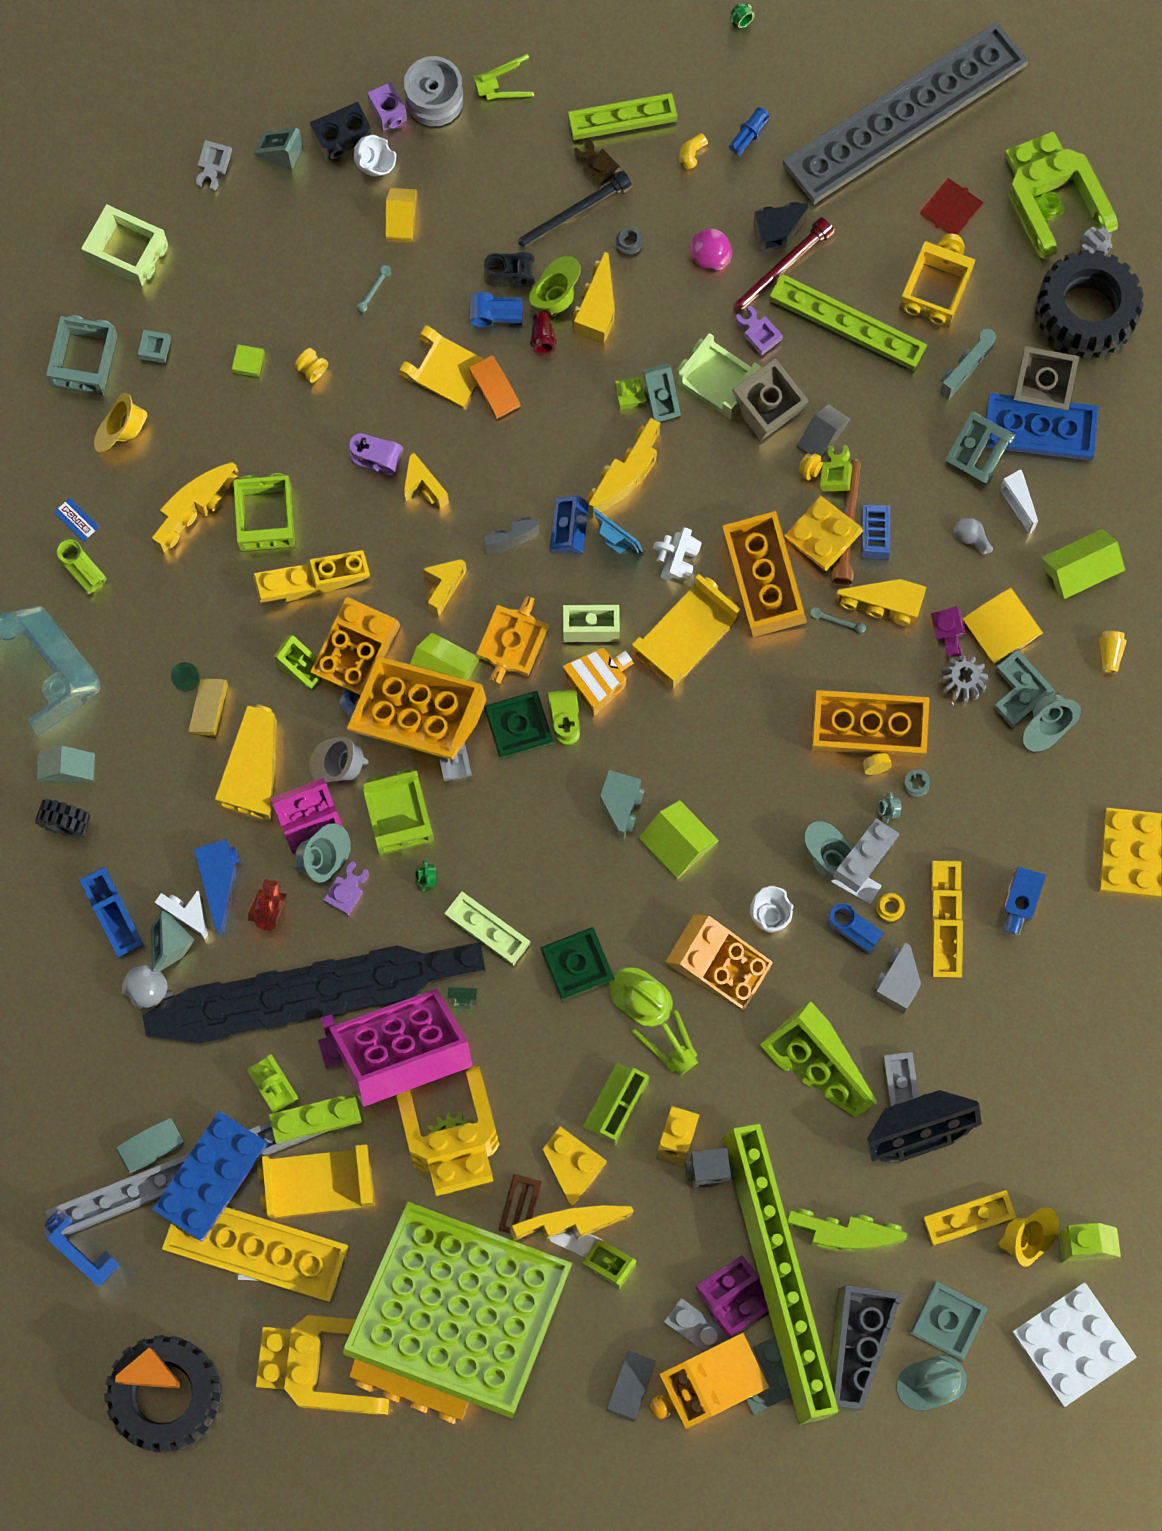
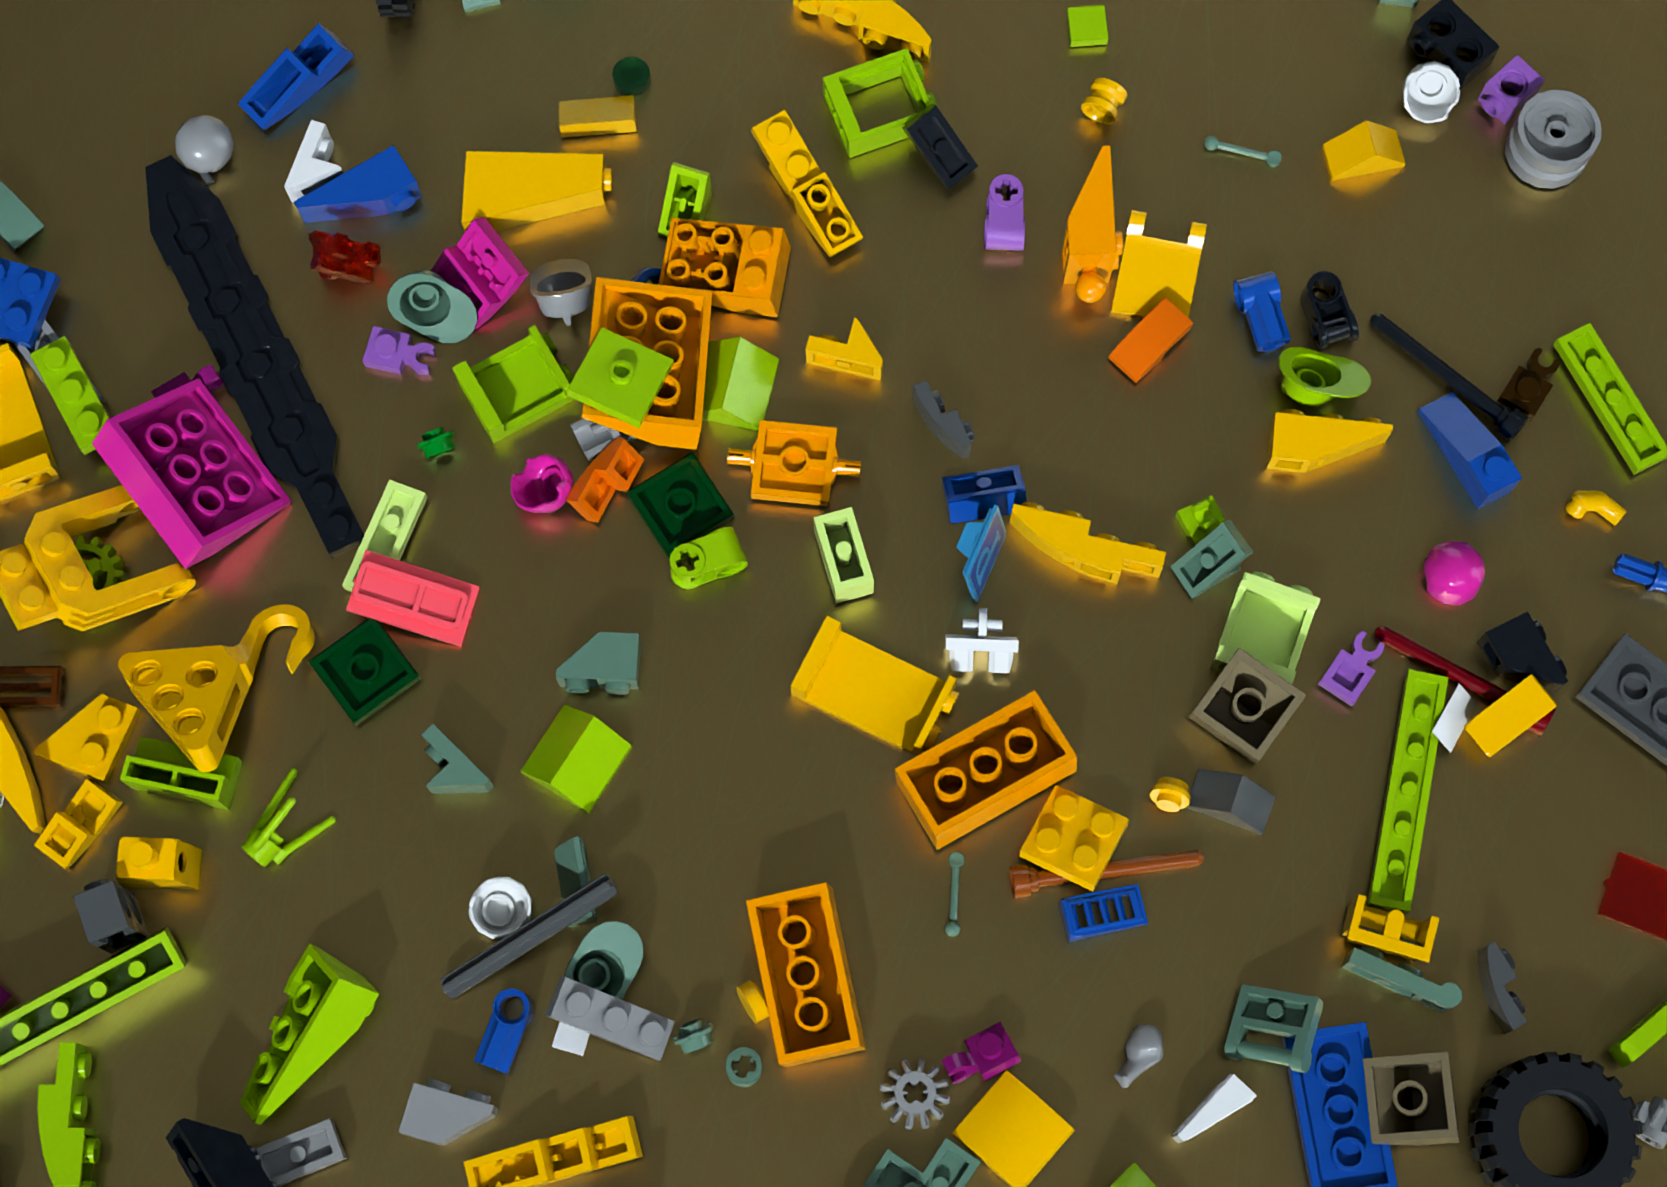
camera: 75 degrees right, 0 degrees up
(168, 941) = (265, 156): sand green slope -> none
(272, 1084) = (109, 331): lime hips -> none
(313, 480) = (940, 146): none -> black plate
(408, 398) = (1090, 238): none -> light orange slope
(420, 478) = (986, 279): yellow slope -> none
(432, 725) = (620, 377): none -> lime plate
(462, 997) = (281, 534): clear green plate -> none
(480, 809) = (542, 484): none -> dark pink hair
(483, 762) = (608, 472): none -> orange slope
(488, 82) = (1596, 208): lime plant -> none
(535, 918) = (412, 598): none -> coral piece
(542, 337) = (1247, 381): dark red cone -> none
(547, 1084) = (202, 689): none -> yellow piece
(597, 677) = (772, 587): light orange torso -> none
(629, 234) = (1432, 449): dark grey plate -> none
(631, 1185) = (80, 823): none -> yellow slope
(637, 211) = (1470, 450): none -> blue slope
(640, 996) = (343, 767): lime piece -> none
(668, 913) = (459, 774): none -> sand green slope
(719, 961) = (412, 856): light orange slope -> none
(765, 858) = (573, 873): none -> sand green slope
(797, 893) = (529, 936): none -> dark grey axle
(808, 279) = (1454, 717): none -> white sticker
(818, 244) = (1510, 715): none -> yellow slope
(837, 473) = (1173, 835): lime plate -> none
(888, 599) = (1005, 961): yellow slope -> none
(892, 899) = (541, 1065): yellow plate -> none
(937, 359) = (1389, 931): none -> yellow window
(946, 261) = (1551, 907): yellow window -> none
(952, 242) = (1577, 908): yellow plate -> none
(980, 308) = (1496, 971): none -> dark grey slope

